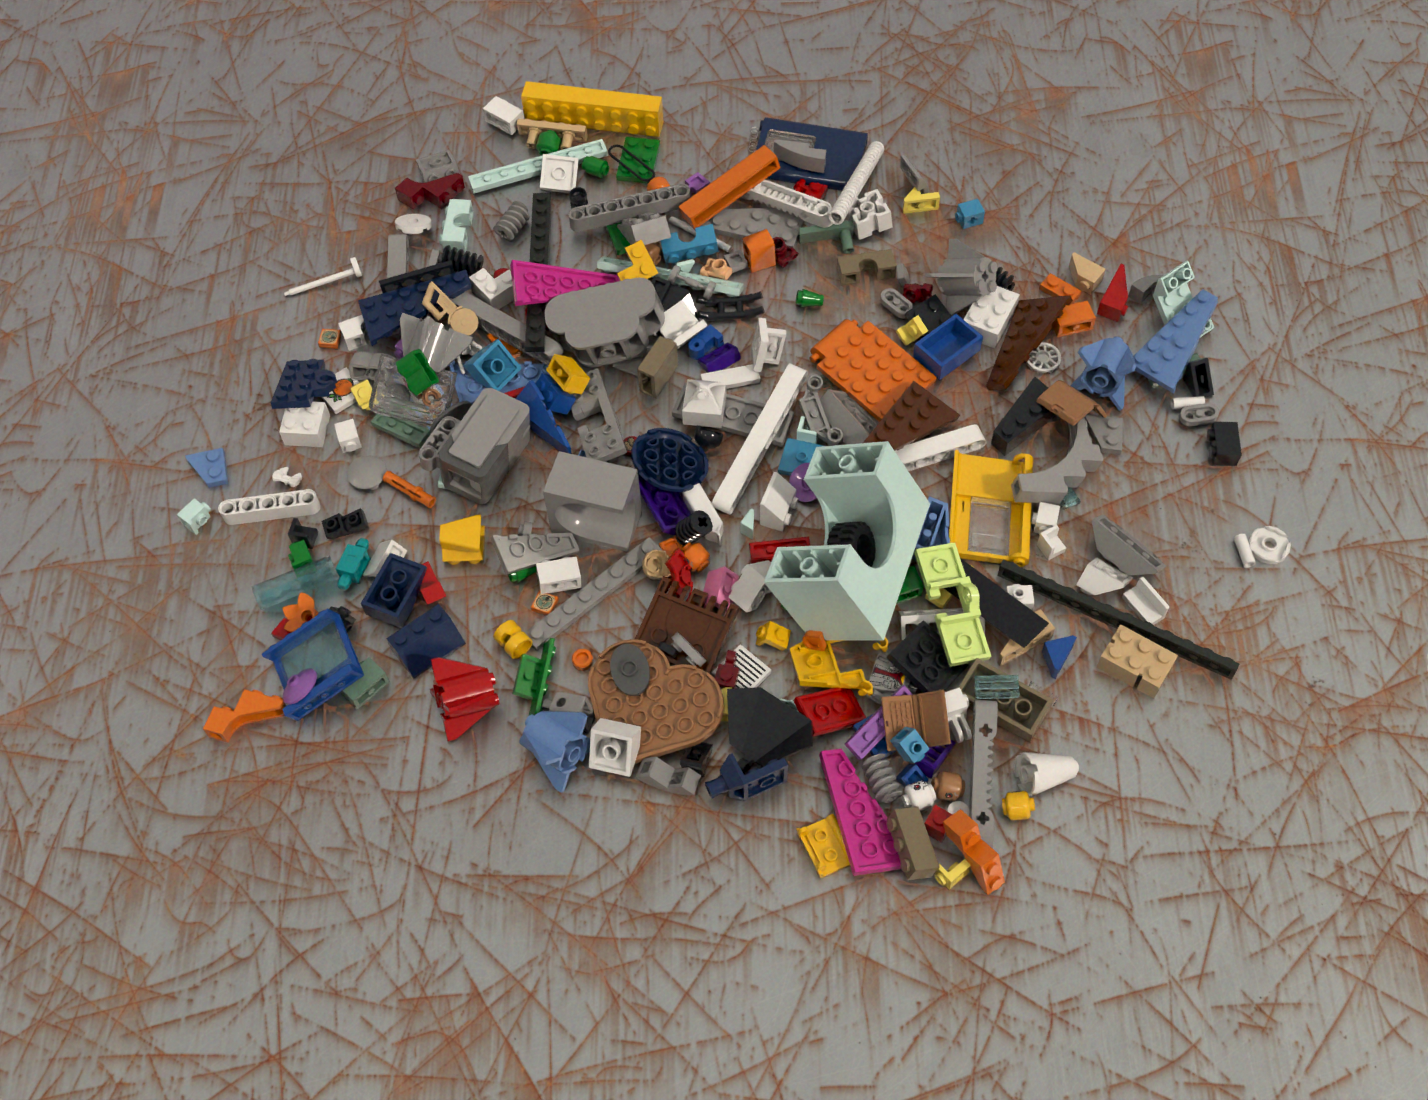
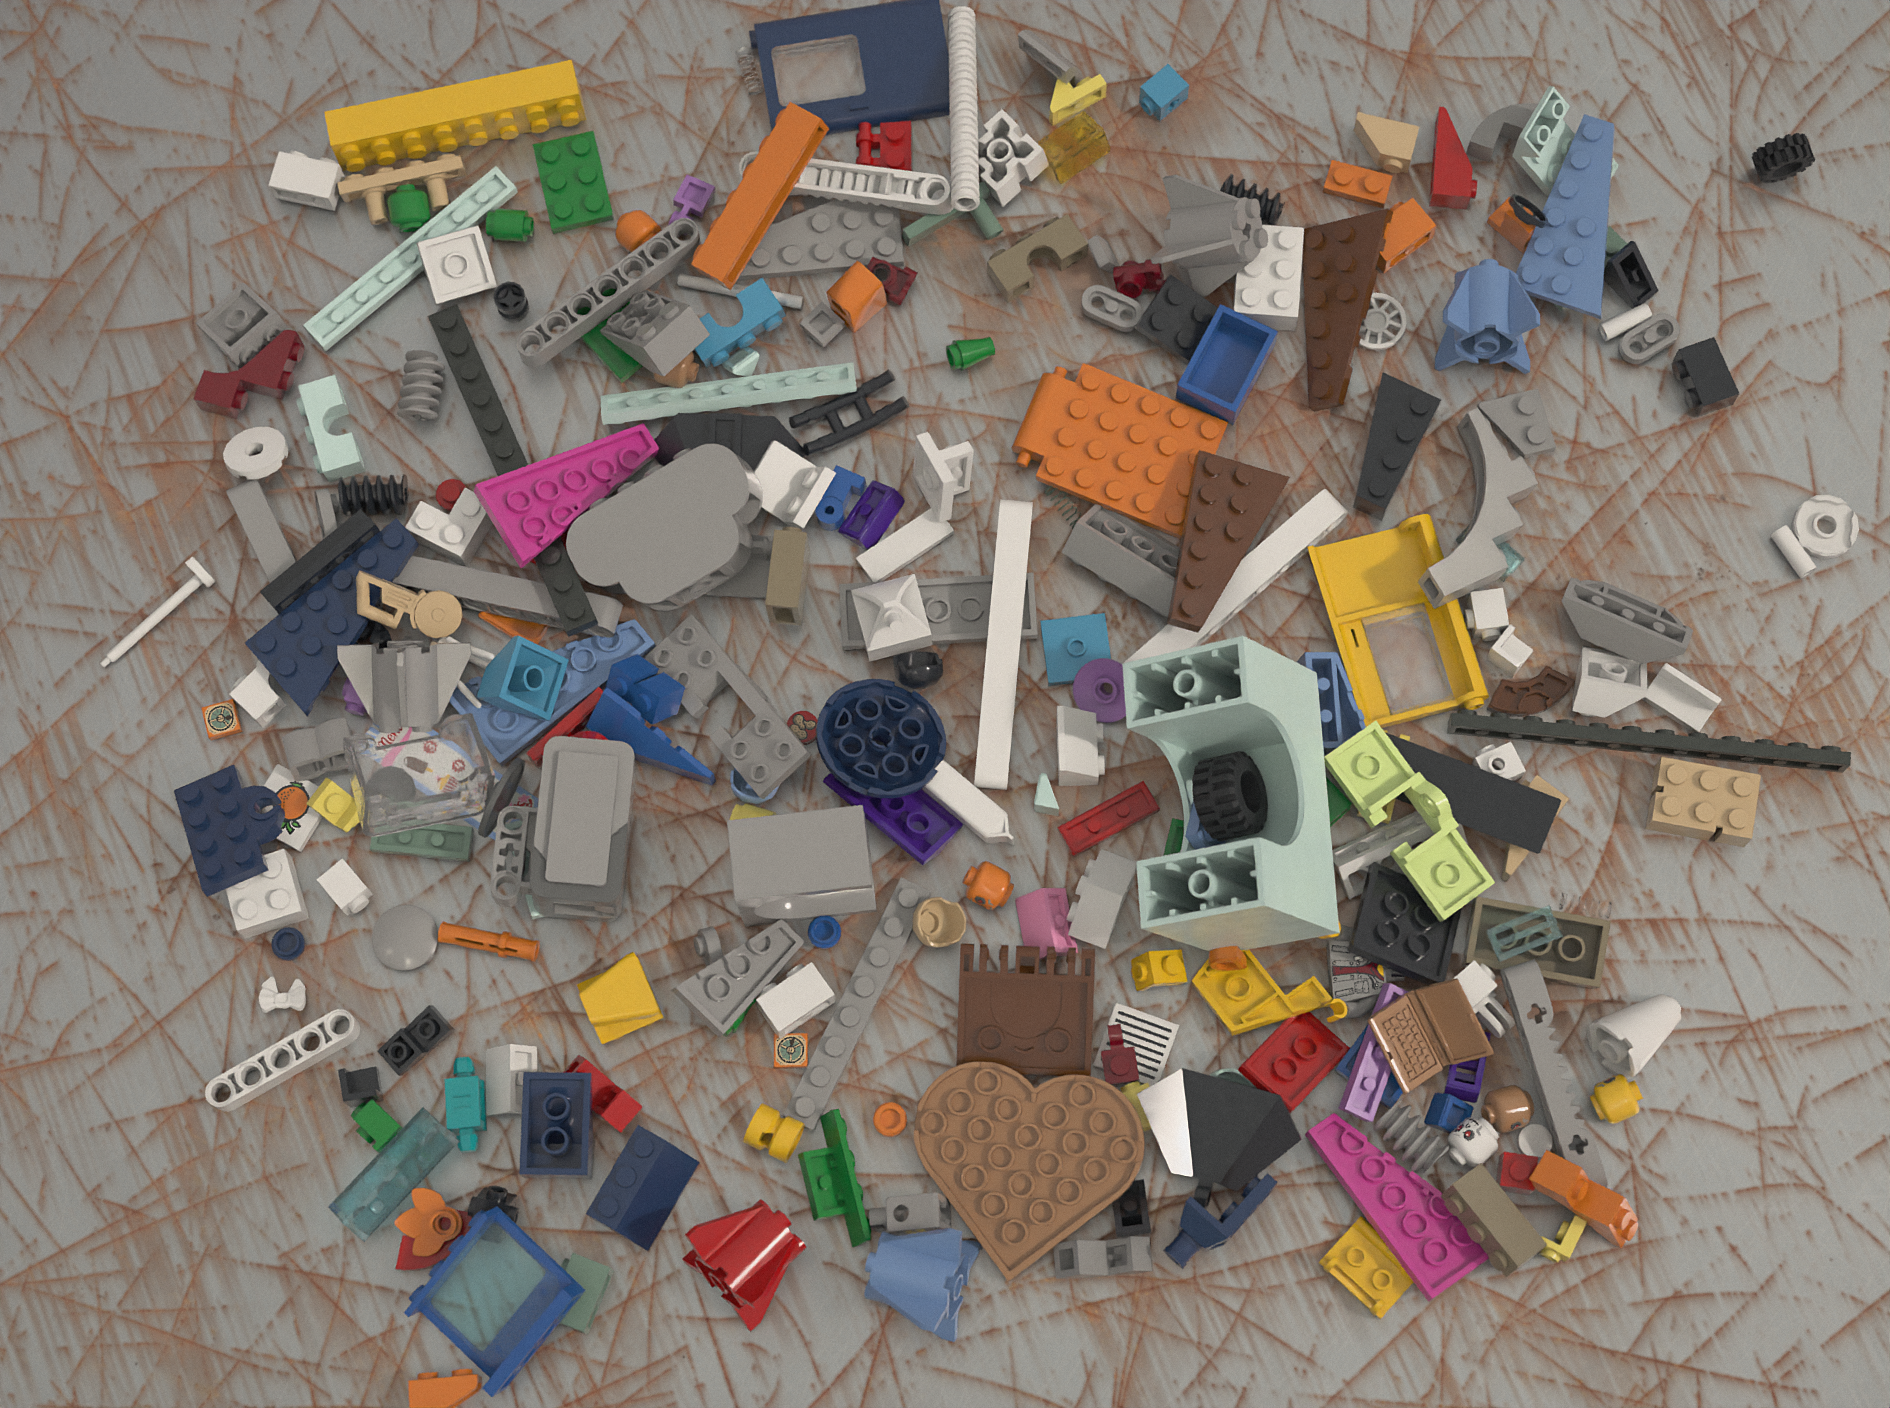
camera: 20 degrees left, 15 degrees up
(194, 515) = (170, 1121): light aqua brick -> none
(210, 466) = (146, 1025): medium blue wing -> none
(299, 686) = (491, 1343): medium lavender dish -> none
(304, 453) = (288, 943): none -> dark blue plate
(417, 372) = (413, 743): green brick -> none
(430, 392) = (458, 766): medium nougat plate -> none
(568, 374) = (655, 651): yellow brick -> none
(593, 549) = (824, 932): none -> blue plate
(614, 746) = (1008, 1247): white slope -> none
(630, 669) = (976, 1116): dark grey piece -> none
(642, 263) = (685, 409): yellow plate -> none
(645, 180) = (563, 209): black piece -> none
(668, 649) = (1016, 1059): black piece -> none
(670, 545) = (943, 880): orange tile -> none
(679, 571) = (978, 923): red tile -> none
(692, 282) = (775, 400): light grey wheel -> none
(693, 527) = (970, 843): black piece -> none
(694, 656) = (1062, 1057): light grey plate -> none
(716, 269) = (797, 352): light nougat plate -> none
(800, 155) = (847, 86): light grey slope -> none
(804, 433) = (1068, 600): light aqua panel -> none
(815, 415) = (1071, 570): light grey plate -> none
(910, 224) = (1074, 146): none -> clear yellow bracket
(910, 745) = (1434, 1075): dark azure brick -> none
(912, 331) = (1157, 353): light yellow bracket -> none
(1056, 652) = (1584, 835): blue slope -> none
(1060, 572) = (1530, 696): none -> reddish brown tile
(1068, 402) = (1454, 405): medium nougat piece -> none
(1141, 332) = (1517, 221): none -> orange piece
(1312, 348) = (1783, 158): none -> black tyre

